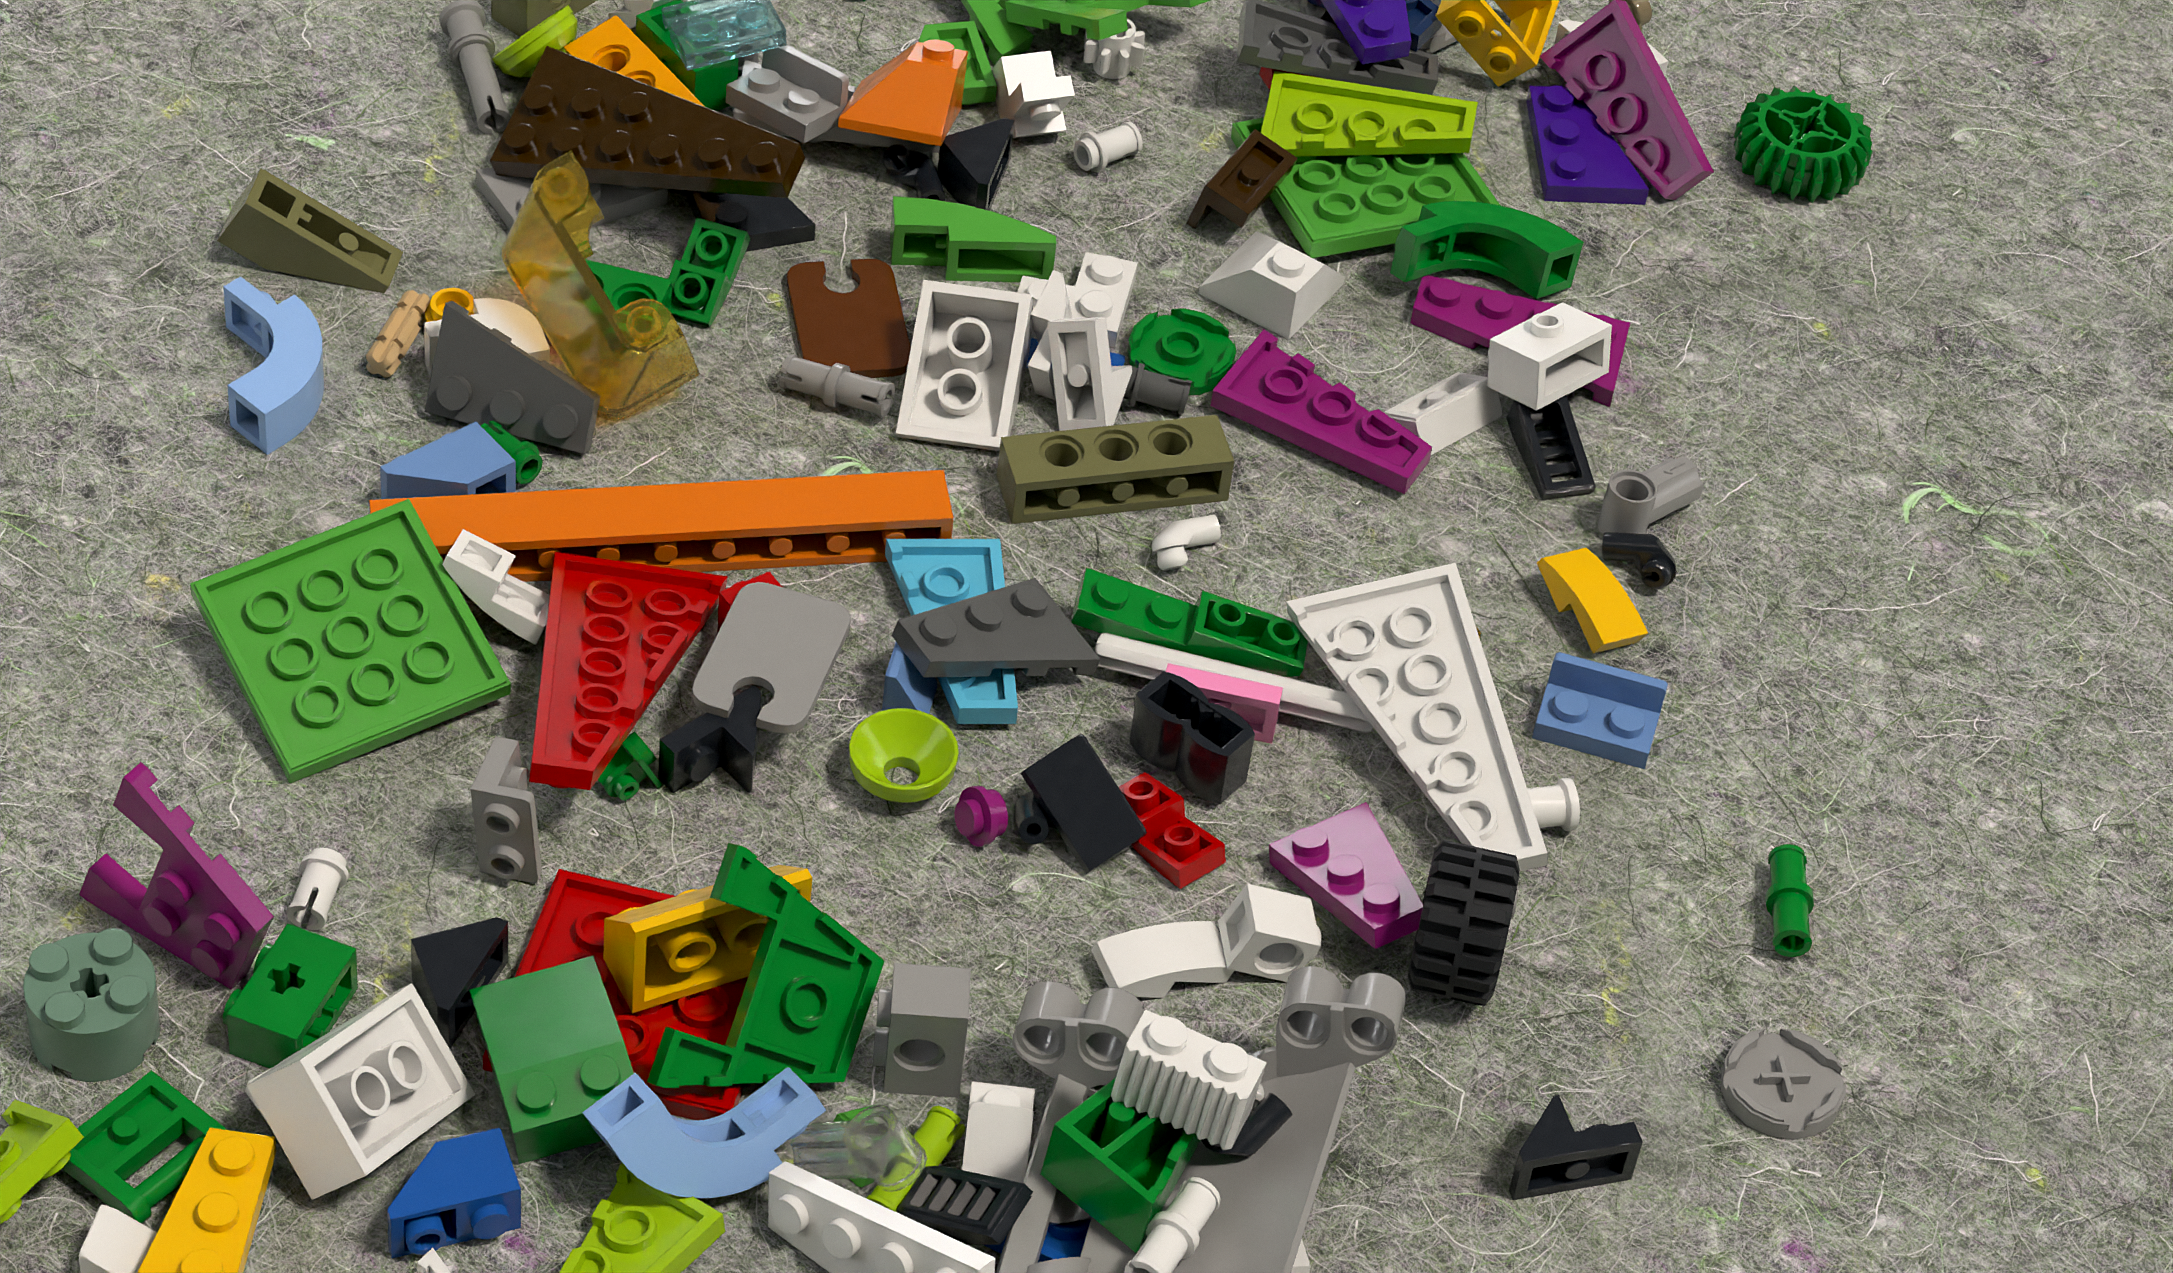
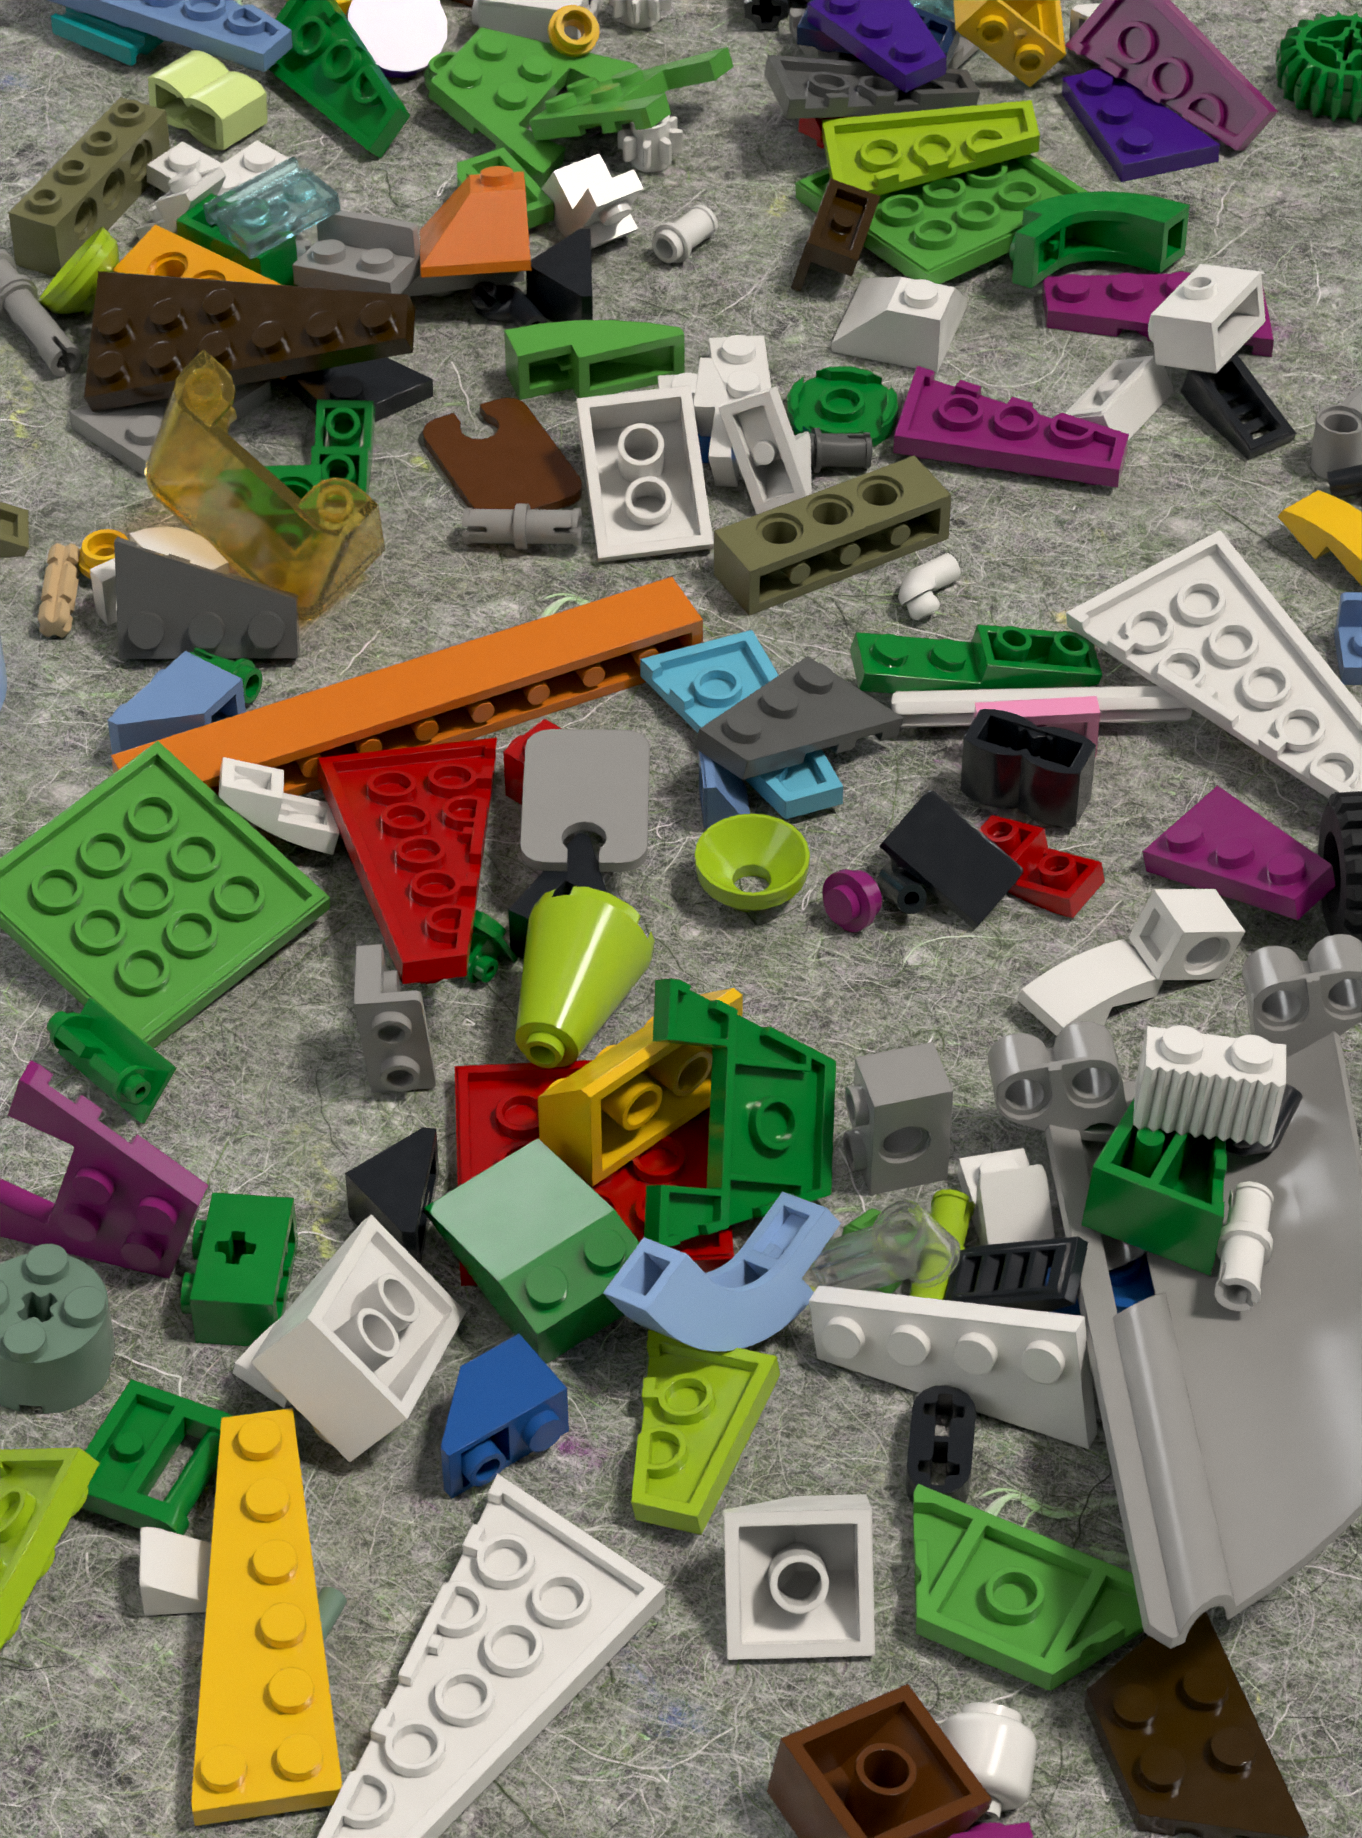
camera: 10 degrees left, 0 degrees up
(259, 774) = (112, 1057): none -> green hinge
(321, 877) = (218, 1142): white pin -> none
(696, 806) = (576, 971): none -> lime cone

